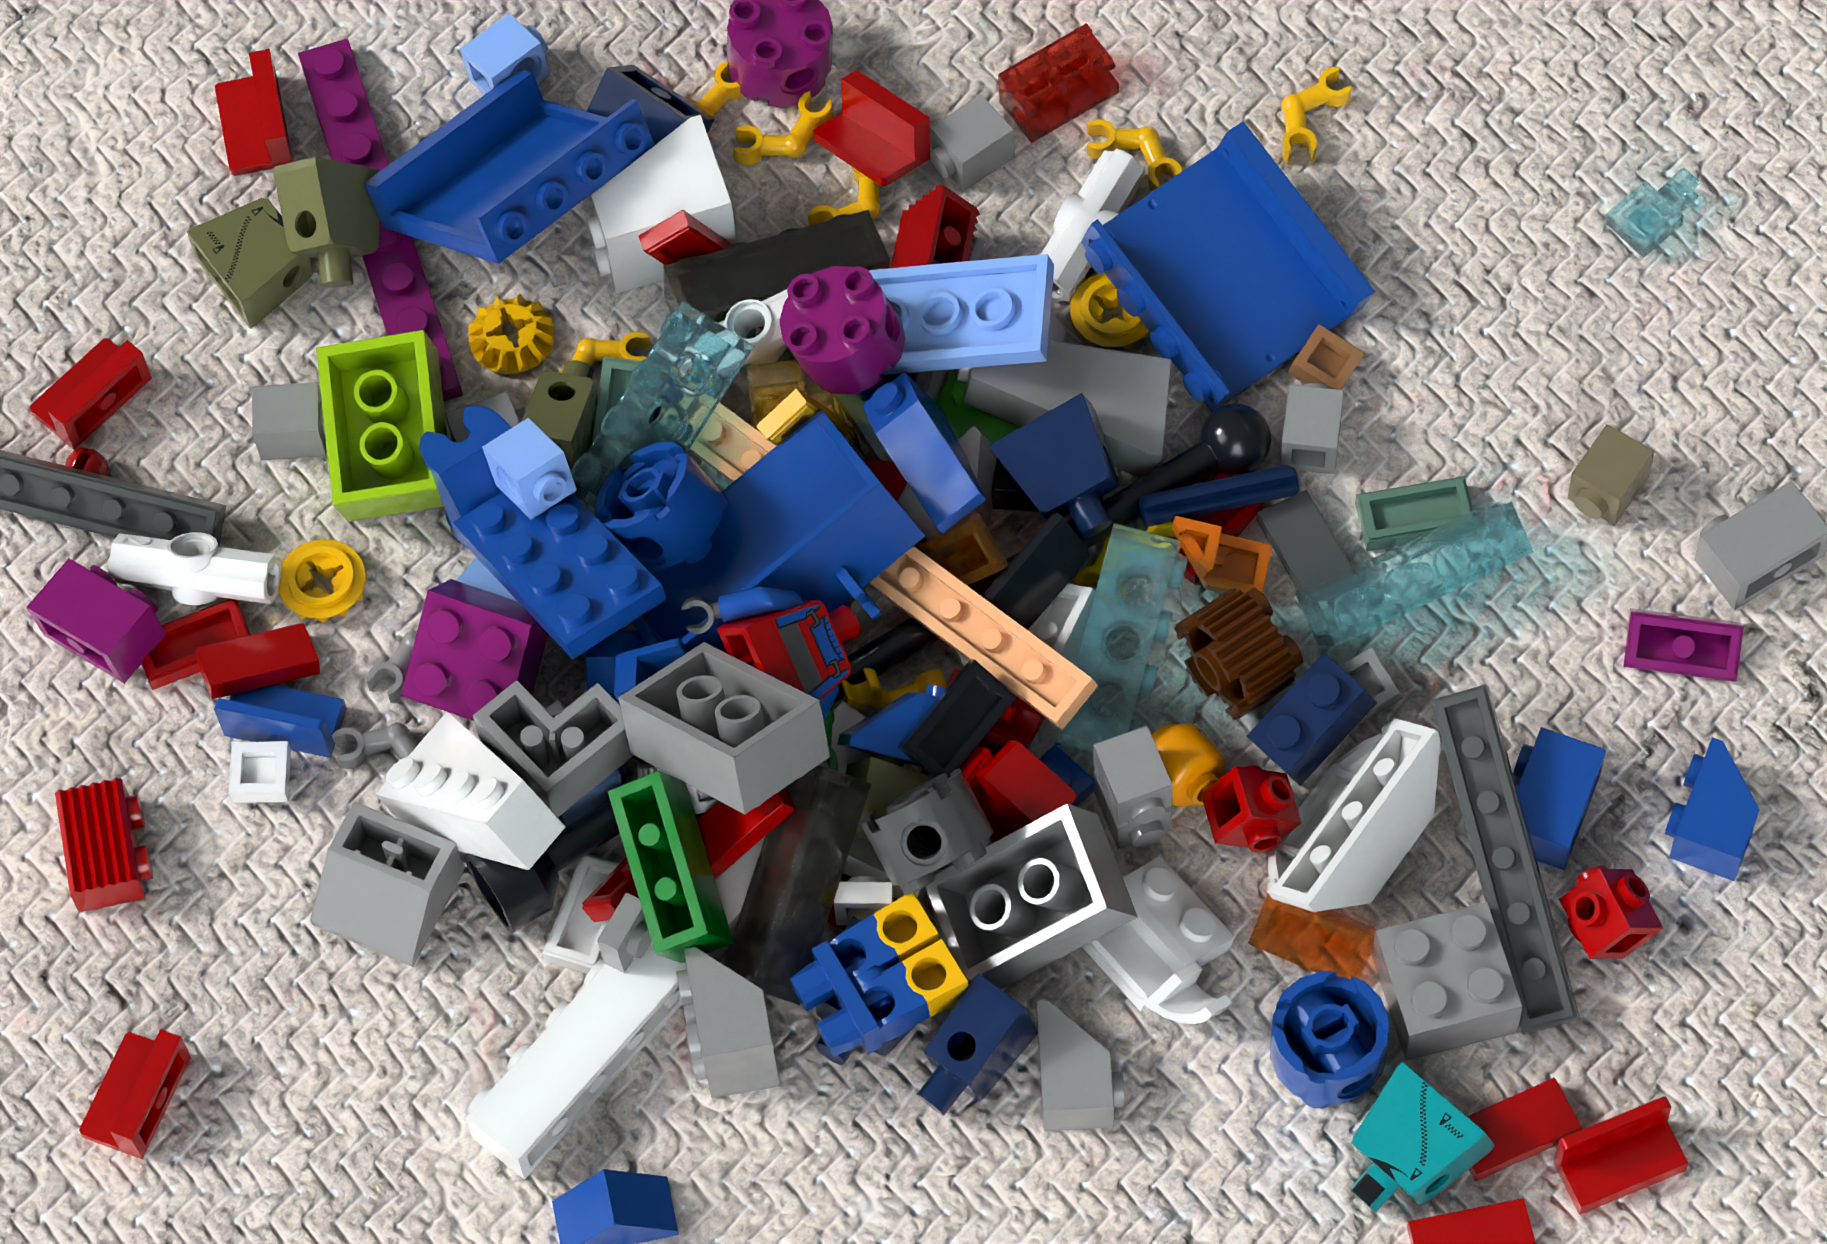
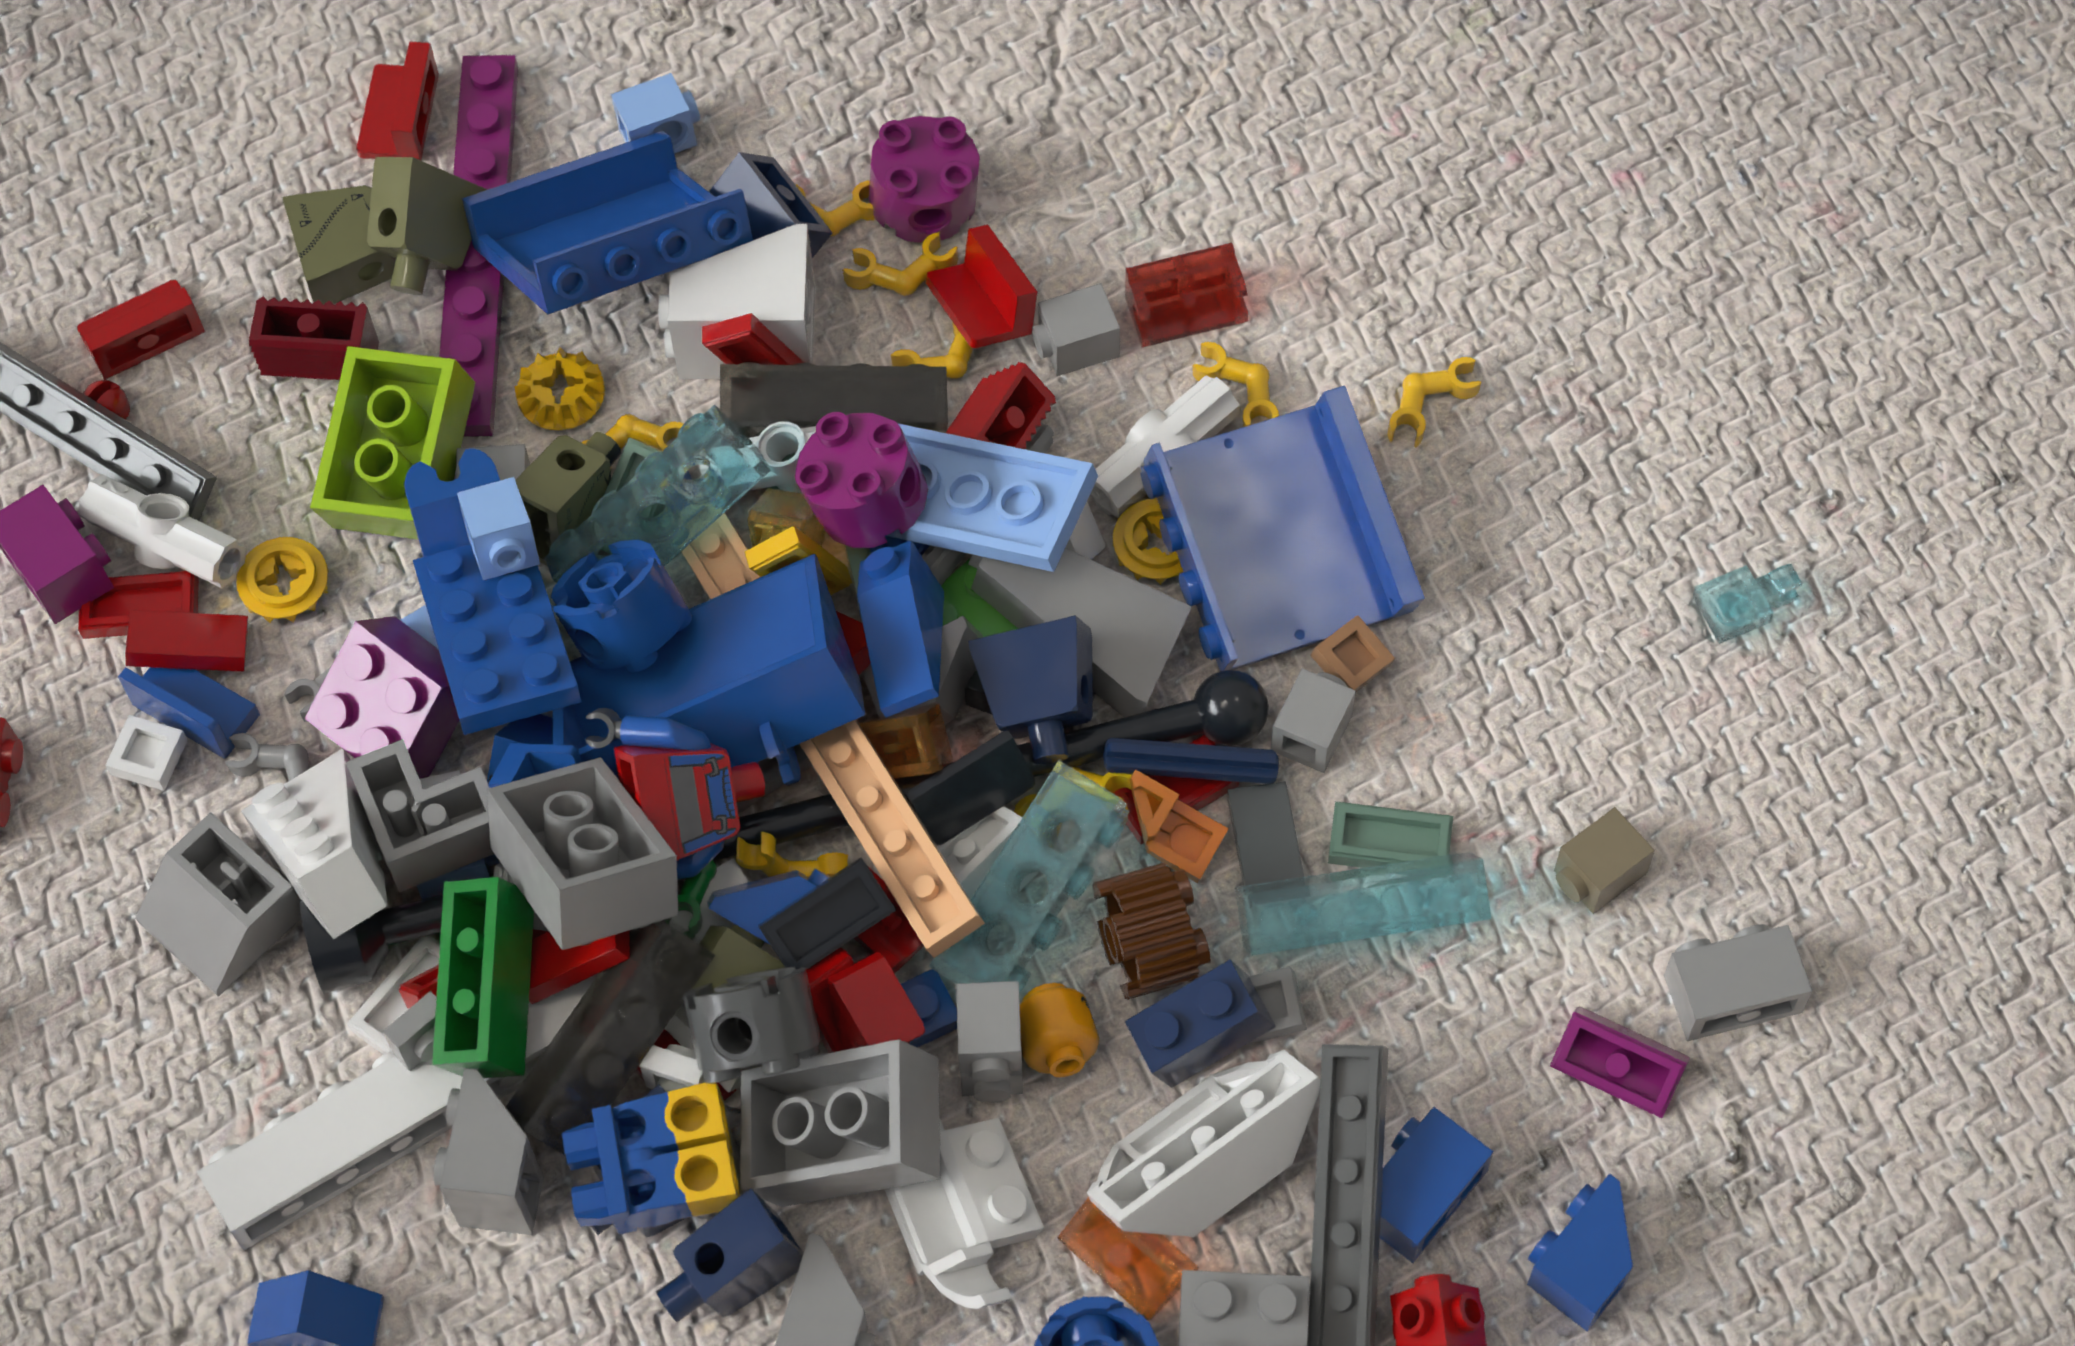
camera: 15 degrees right, 0 degrees up
(266, 352) = (308, 336): none -> dark red brick
(288, 421) = (302, 409): light grey brick -> none
(1251, 808) = (1105, 1098): red brick -> none

